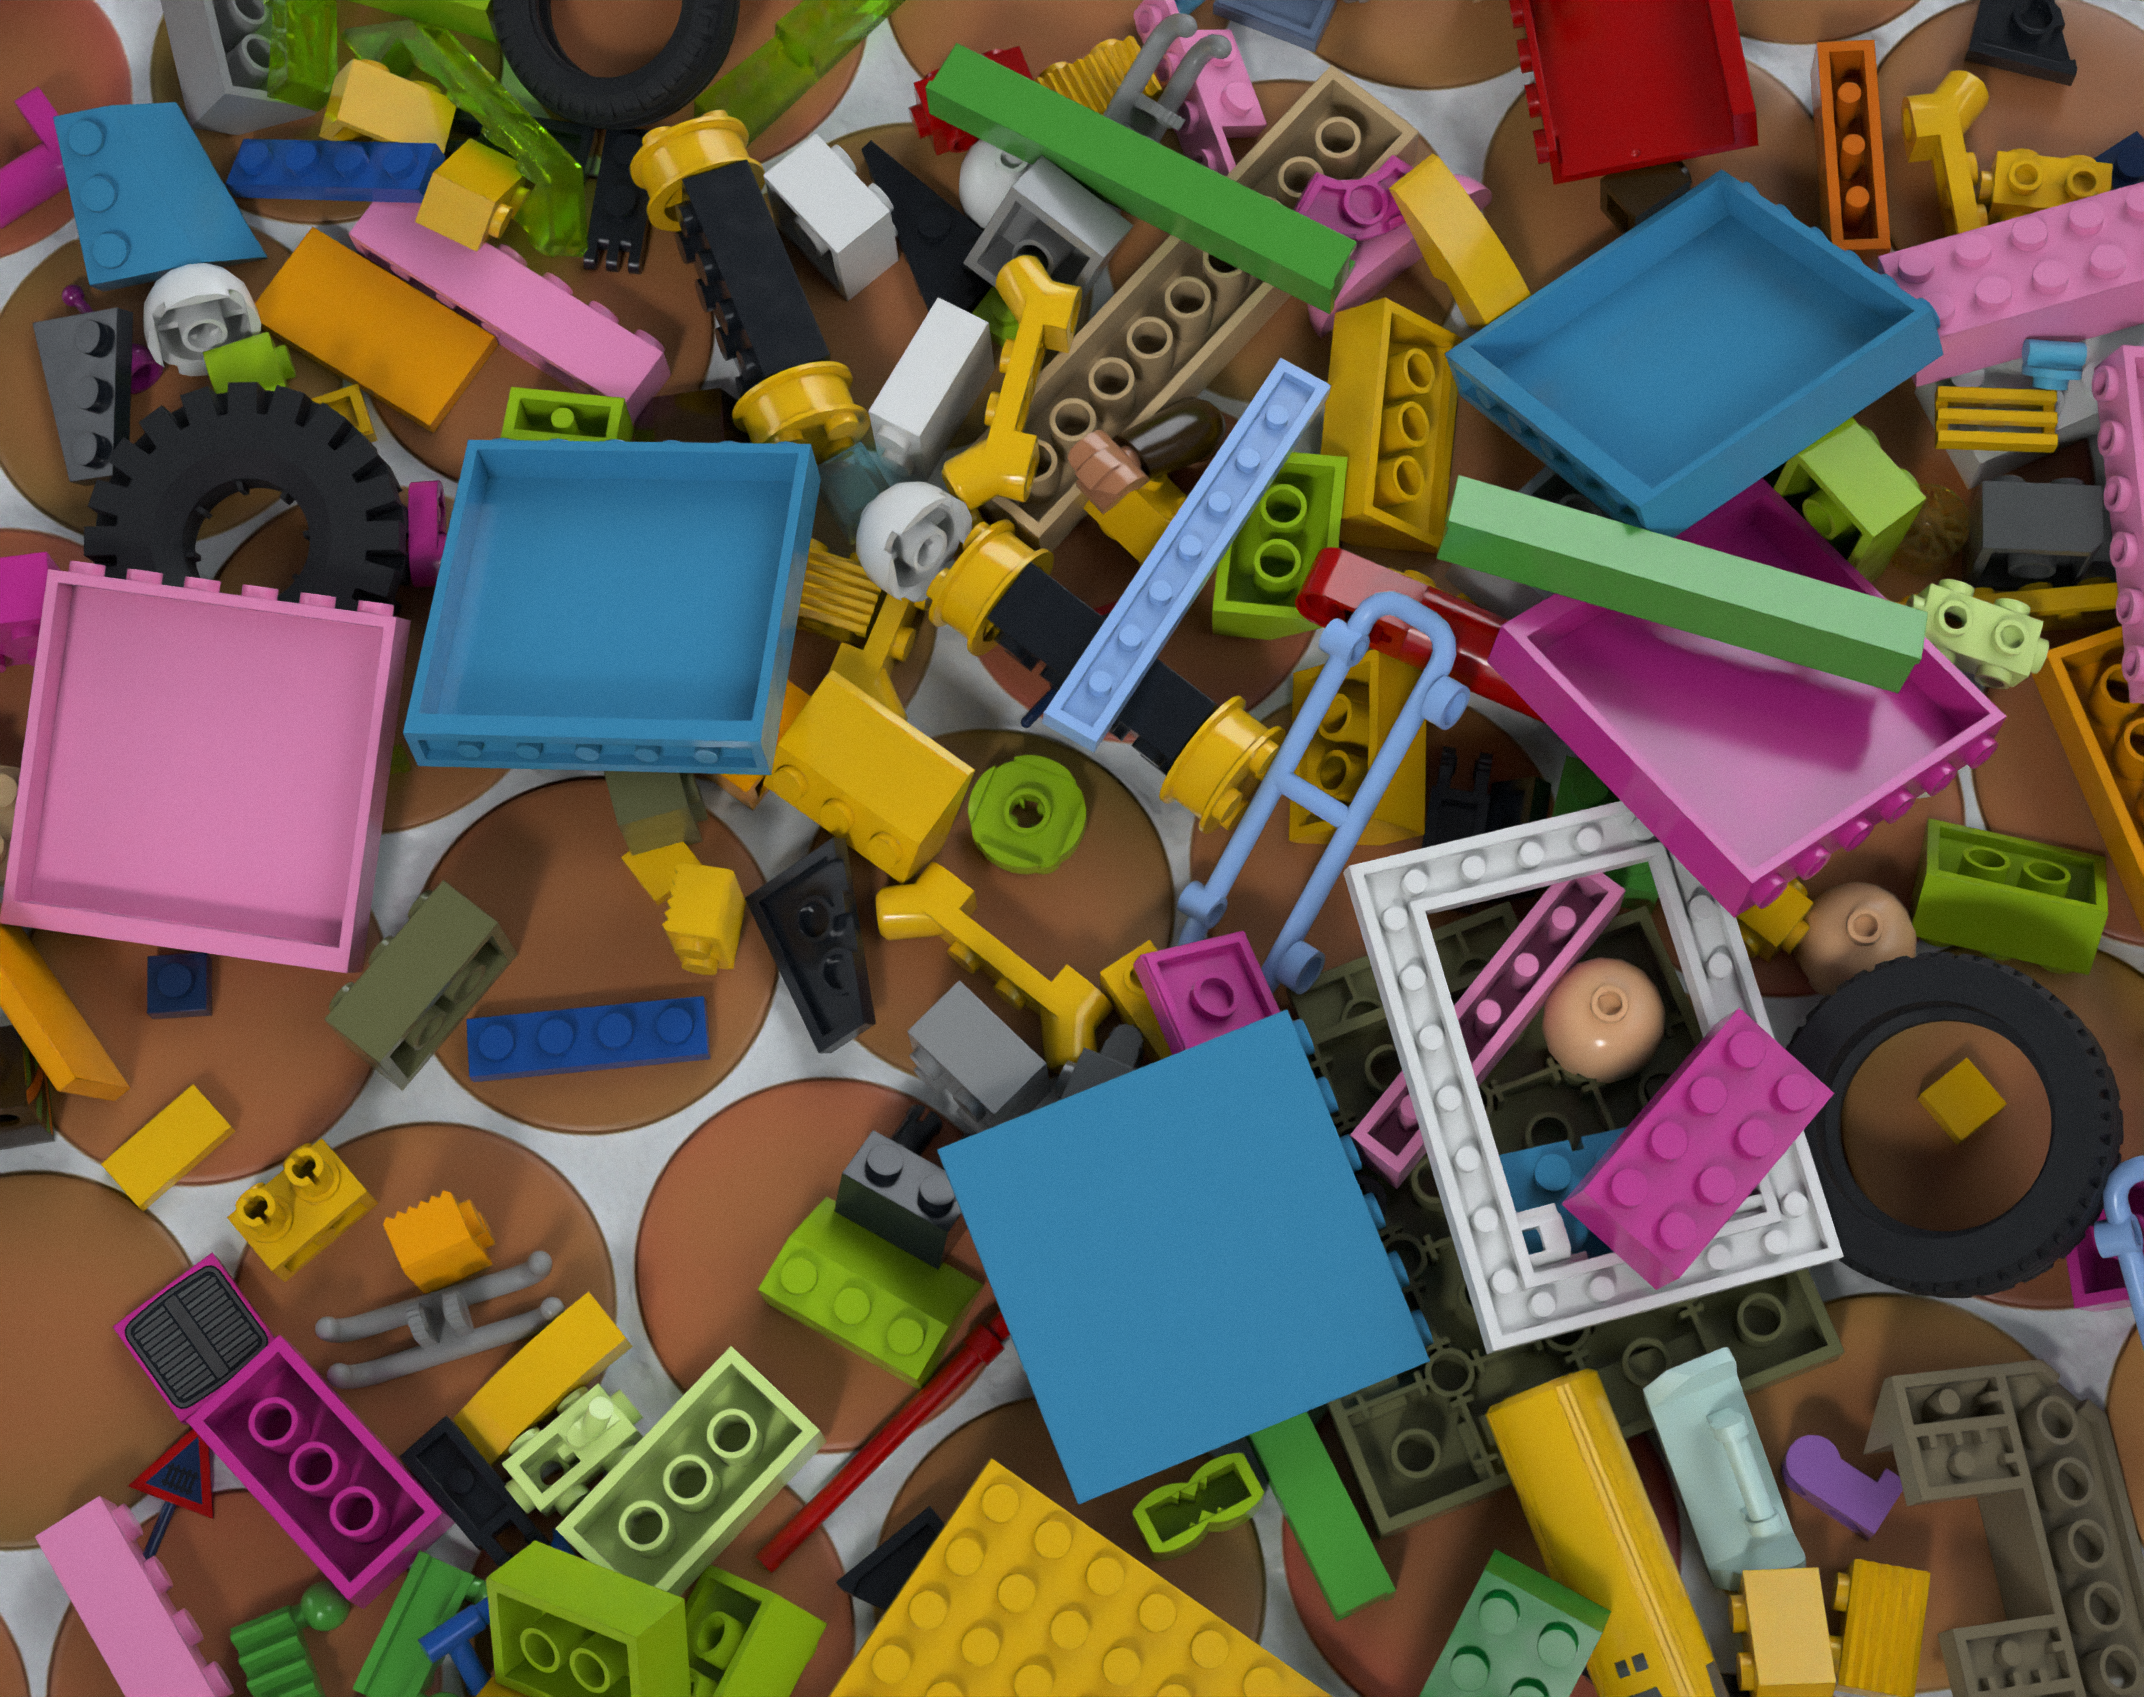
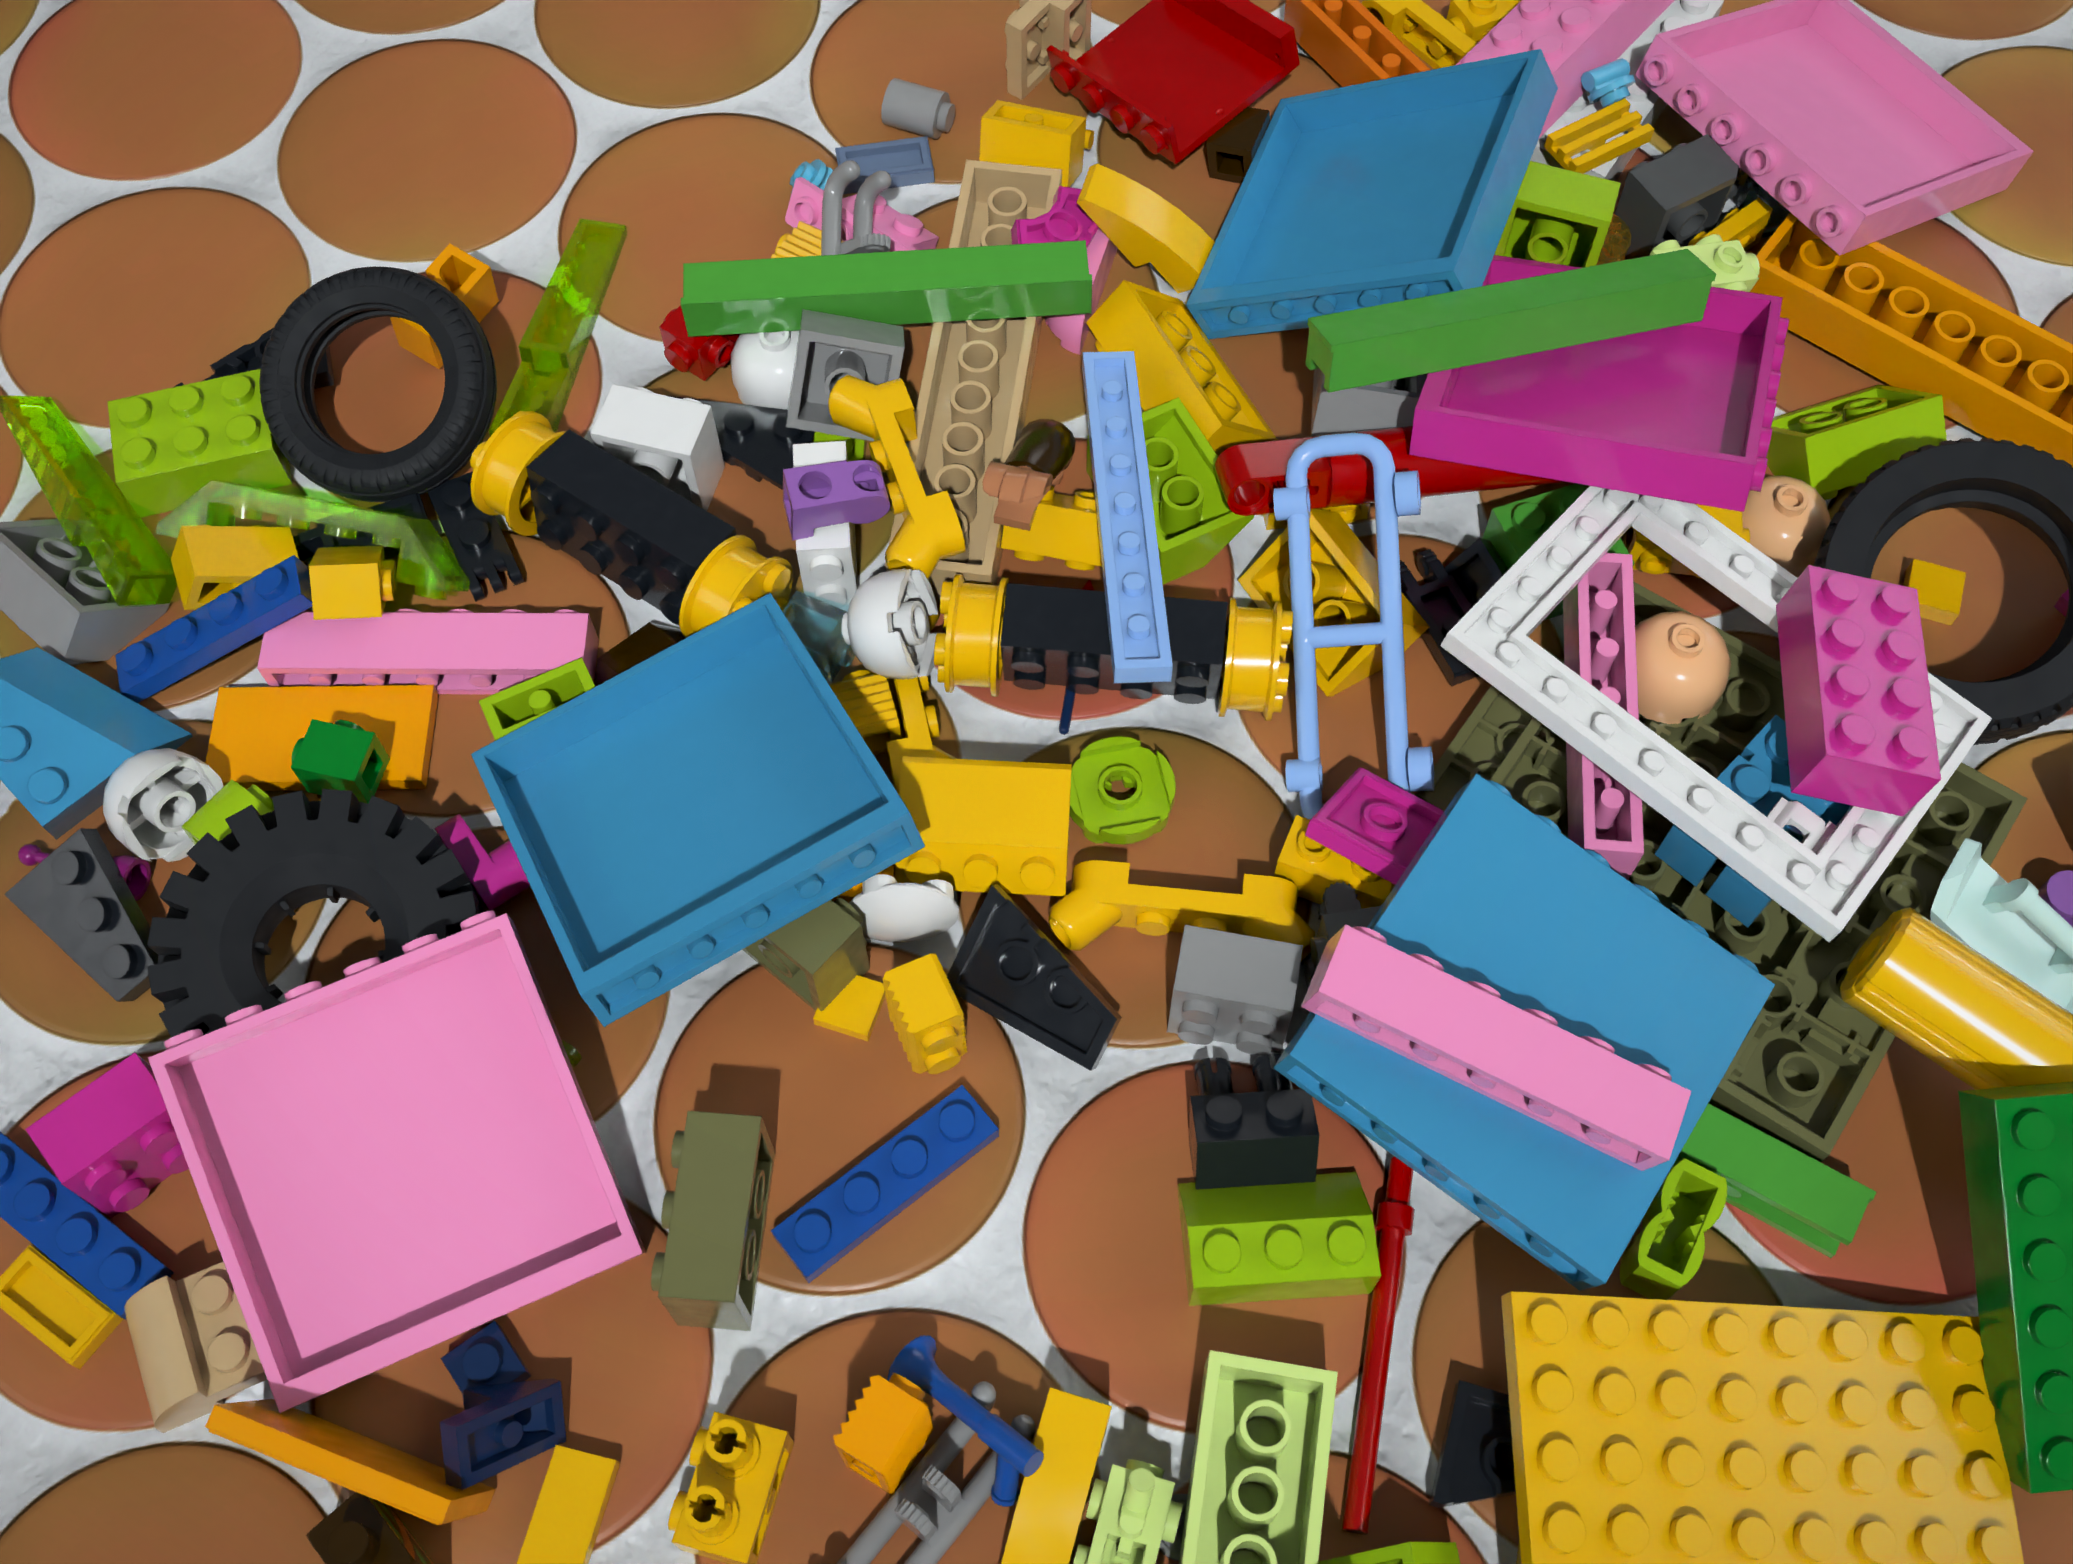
camera: 40 degrees left, 10 degrees down
(156, 1044) = (501, 1429): none -> dark blue slope
(367, 369) = (340, 759): none -> green brick
(505, 1207) = (1013, 1450): none -> blue piece
(747, 813) = (905, 910): none -> white dish
(929, 380) = (833, 495): none -> medium lavender leg
(1112, 1254) = (1497, 1047): none -> bright pink brick
(1430, 75) = (1035, 138): none -> yellow brick

